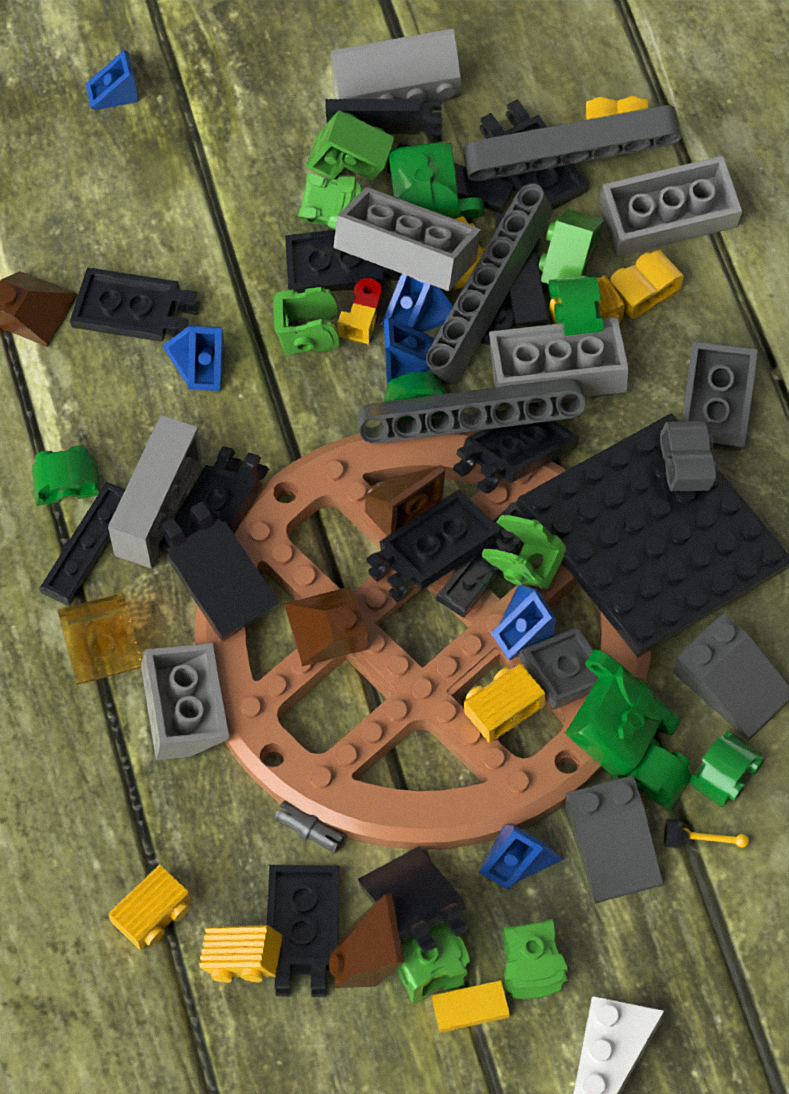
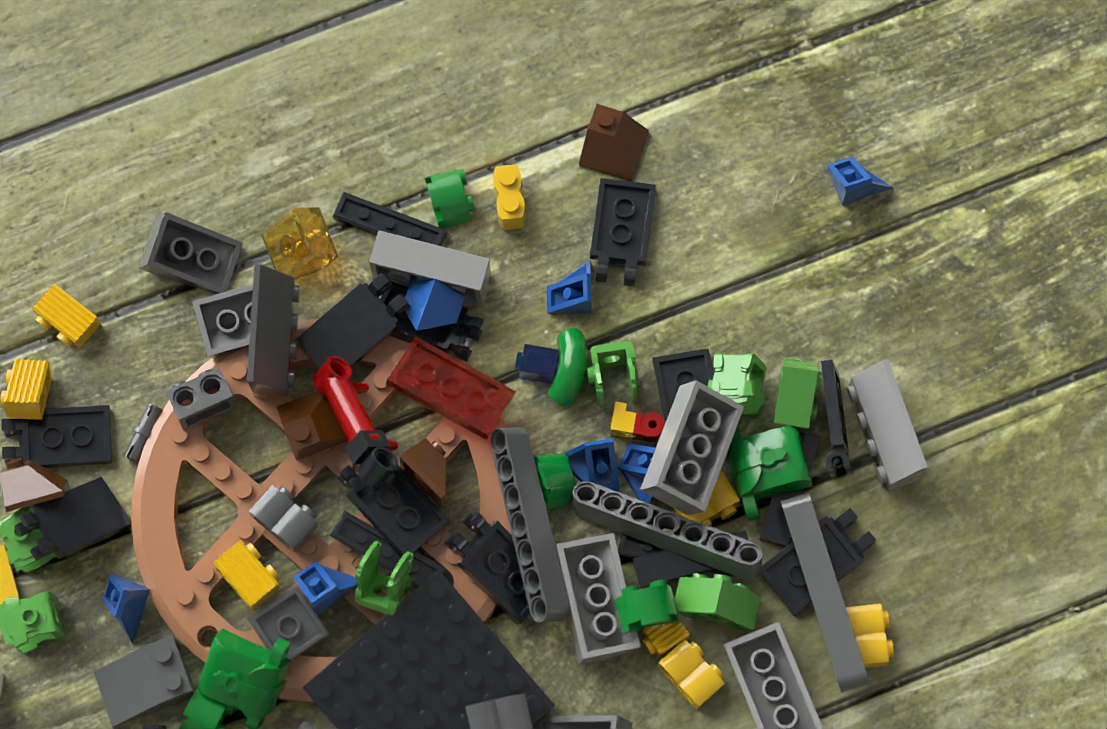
camera: 85 degrees right, 10 degrees up
(73, 410) = (509, 197): none -> yellow brick
(90, 762) = (190, 254): none -> dark grey slope
(199, 483) = (433, 304): none -> blue slope
(217, 651) = (272, 332): none -> dark grey slope
(281, 398) = (537, 363): none -> clear blue brick
(287, 740) = (204, 405): none -> dark grey brick
(292, 361) = (571, 367): none -> green cylinder
(304, 475) = (450, 388): none -> clear red plate
(369, 549) = (366, 445): none -> piece
(440, 658) = (284, 518): none -> dark grey brick

